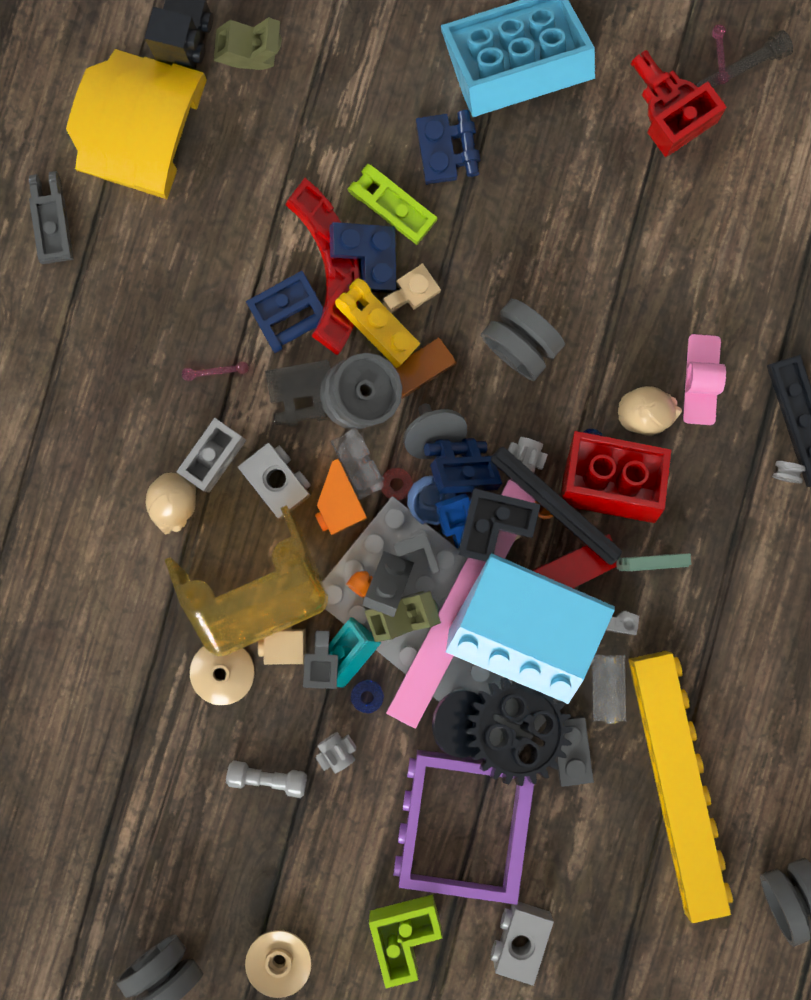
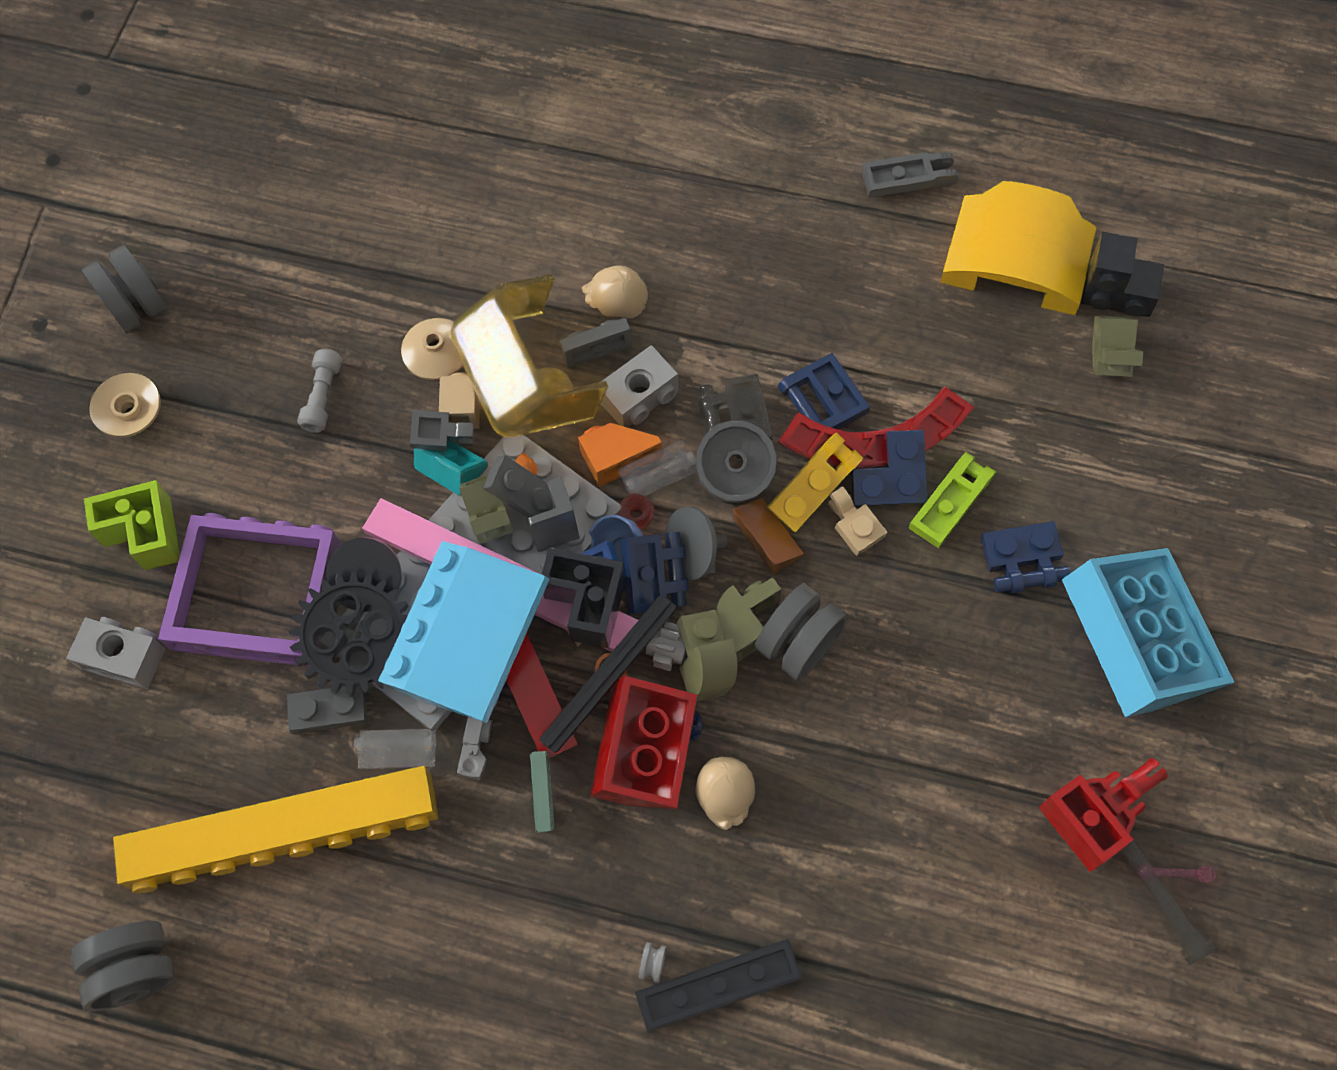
camera: 90 degrees right, 20 degrees down
(189, 374) = (752, 308): clear pink hinge -> none
(211, 455) = (664, 322): light grey brick -> none
(220, 507) = (596, 342): none -> dark grey plate
(336, 752) = (342, 454): light grey gear -> none
(374, 688) = (404, 496): clear blue plate -> none
(502, 398) = (739, 613): none -> olive brick
(542, 420) = (711, 658): none -> olive brick
(703, 379) = (767, 857): bright pink piece -> none

